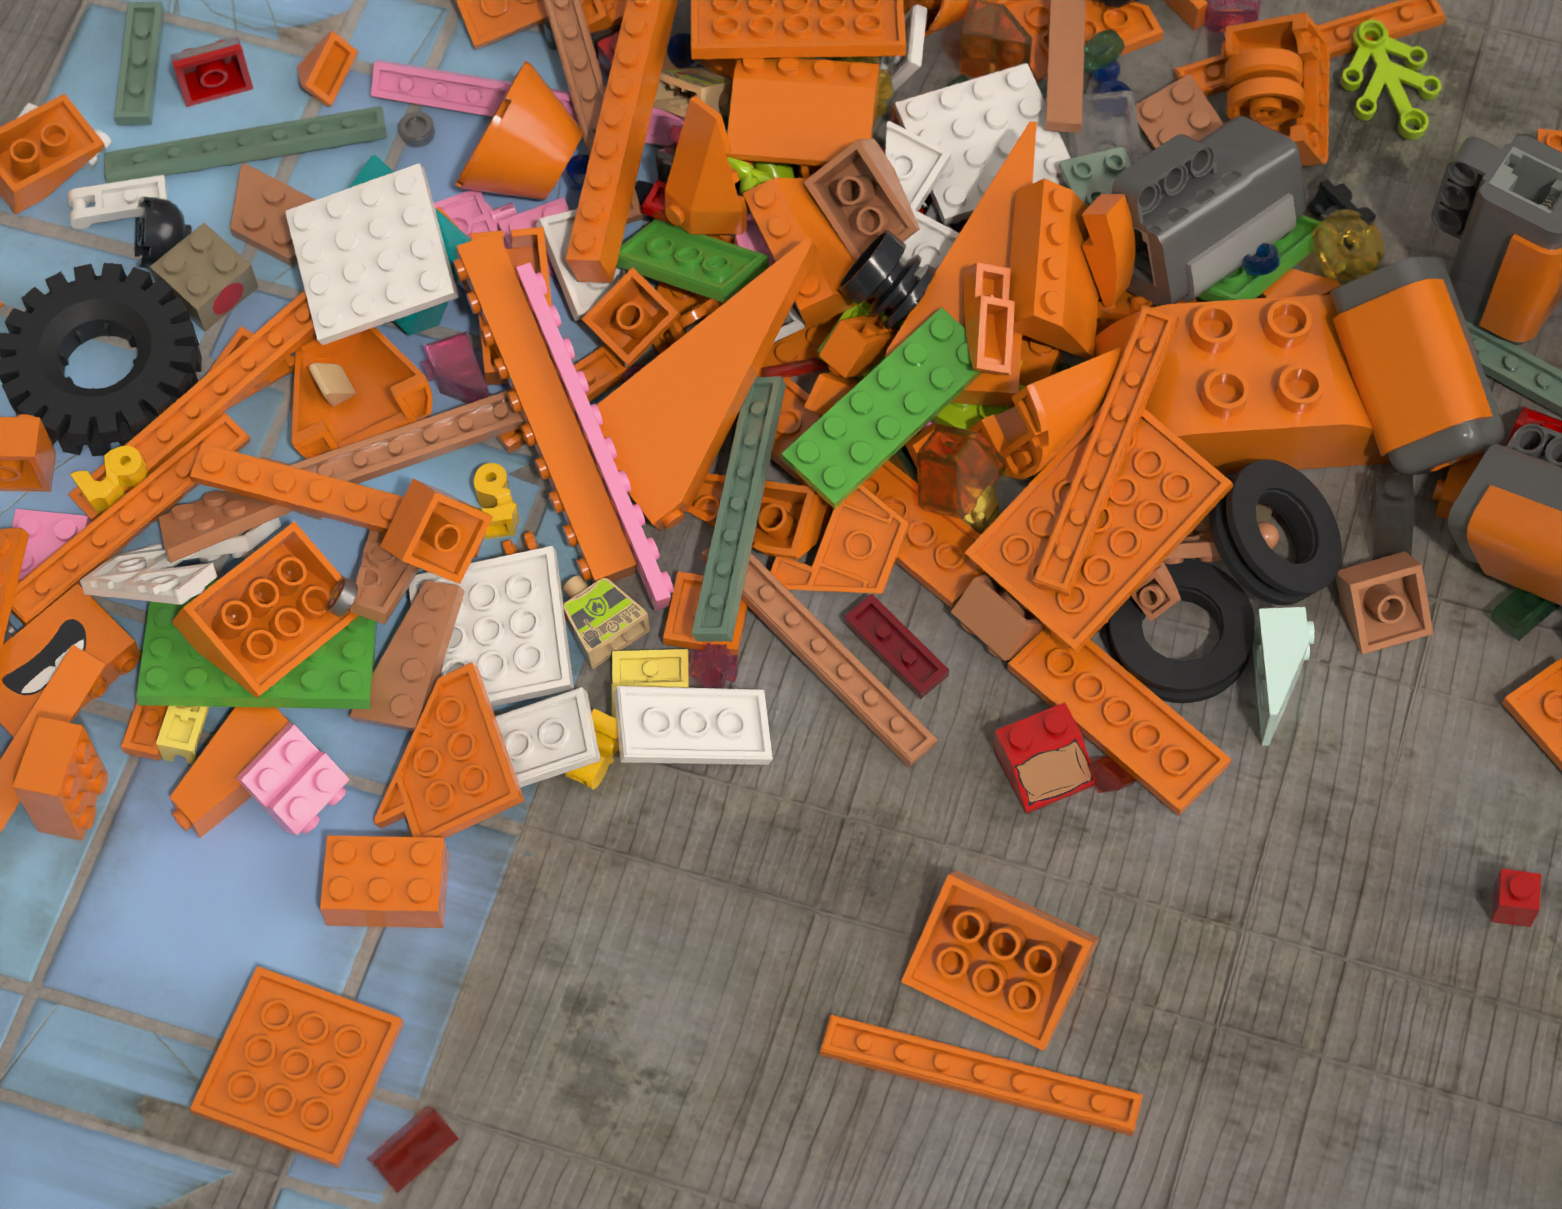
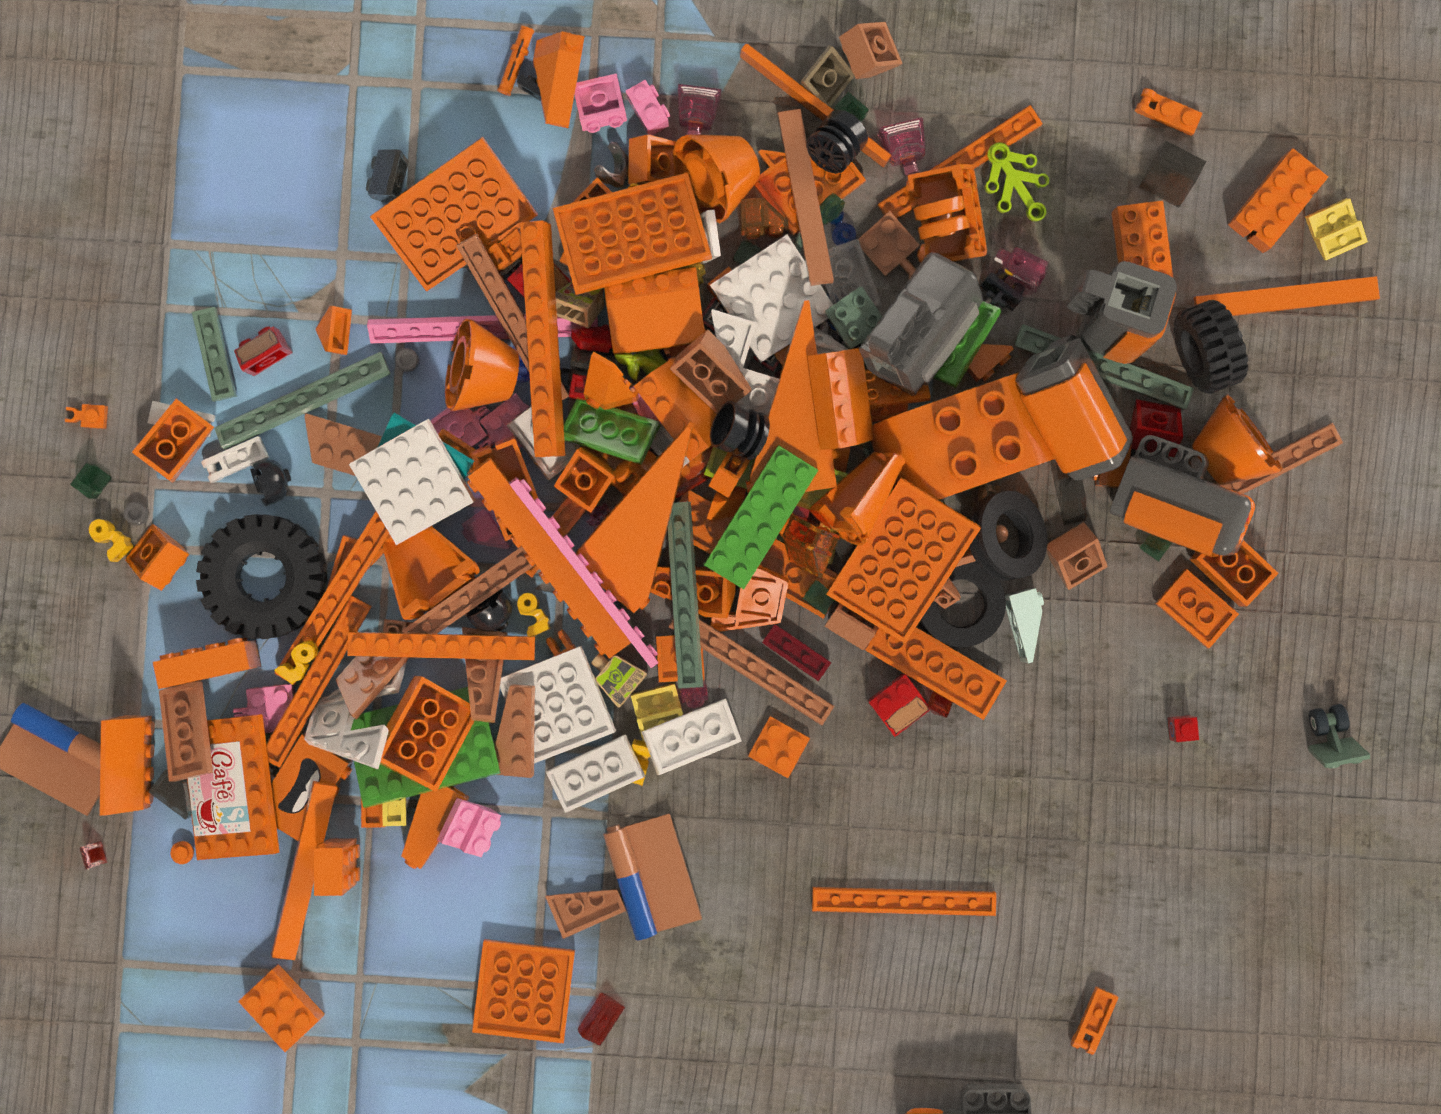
camera: 15 degrees left, 25 degrees up
(206, 276) = (307, 503): dark tan brick -> none
(332, 382) = (411, 561): tan slope -> none
(342, 597) = (465, 716): flat silver tile -> none
(385, 881) = (540, 873): orange brick -> none
(436, 531) = (507, 661): orange slope -> none
(436, 961) = (584, 909): none -> nougat wing
(443, 472) = (492, 613): none -> black cylinder
(453, 764) = (559, 794): orange wing -> none
(566, 934) = (652, 876): none -> nougat door
(680, 50) = (561, 267): clear blue tile -> none
(831, 783) = (778, 747): none -> orange plate
(949, 563) = (817, 597): none -> clear green panel
(989, 317) = (810, 449): orange slope -> none
(999, 959) = (901, 833): orange slope -> none
(1105, 451) = (900, 519): orange tile -> none
(1110, 245) = (871, 373): orange slope -> none
(1263, 261) = (964, 348): tile -> none
(1335, 257) = (1003, 326): clear yellow plate -> none
(1381, 185) = (1030, 272): none -> clear pink torso

